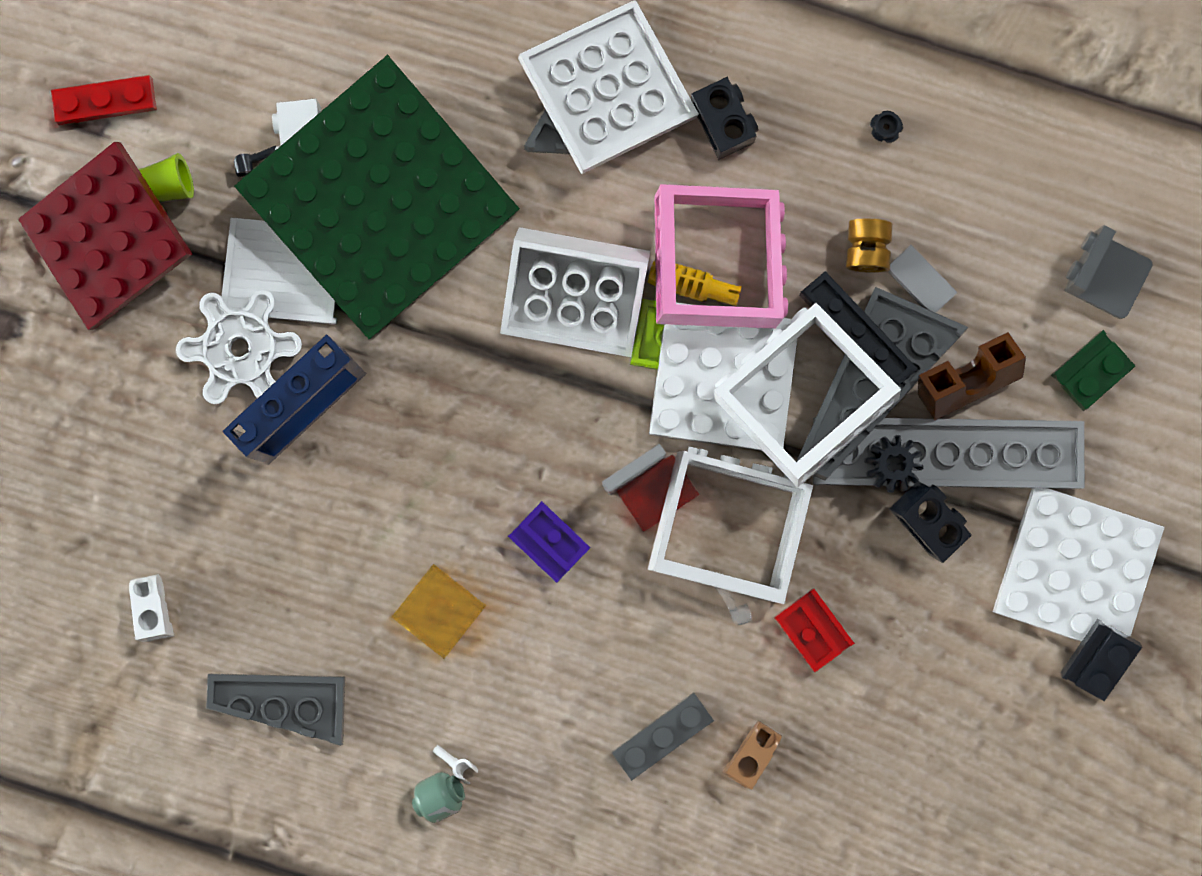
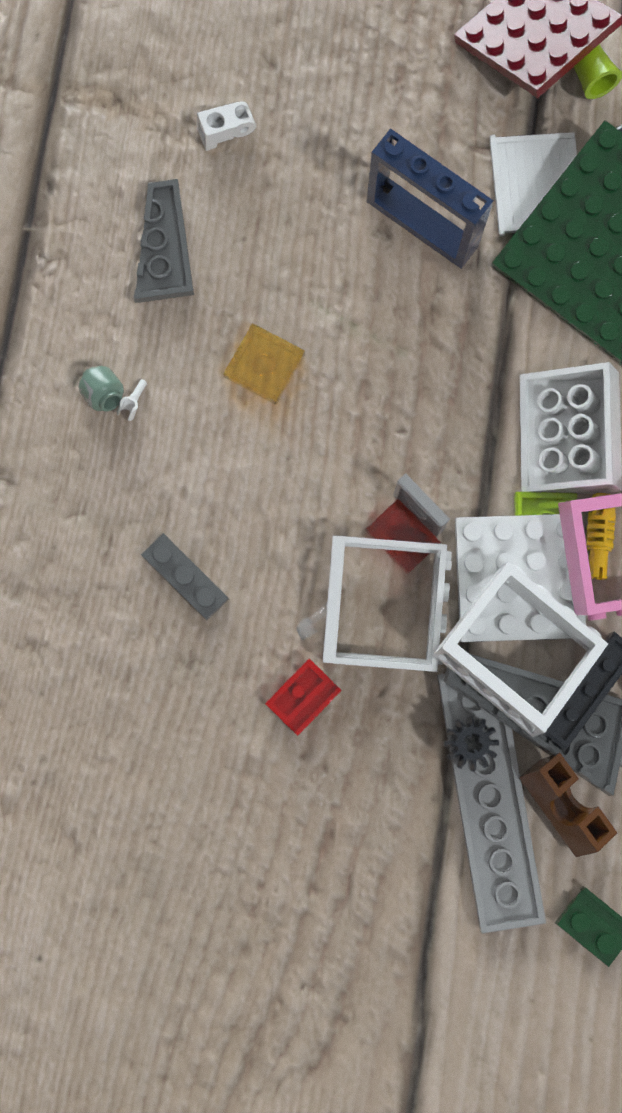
camera: 80 degrees right, 5 degrees down
(225, 328) = (475, 141): white plate -> none
(549, 542) = (342, 447): dark purple plate -> none
(753, 755) = (180, 659): medium nougat leg -> none
(927, 525) = (418, 785): black brick -> none
(1077, 566) = (403, 942): white plate -> none
(1101, 660) = (321, 975): black plate -> none

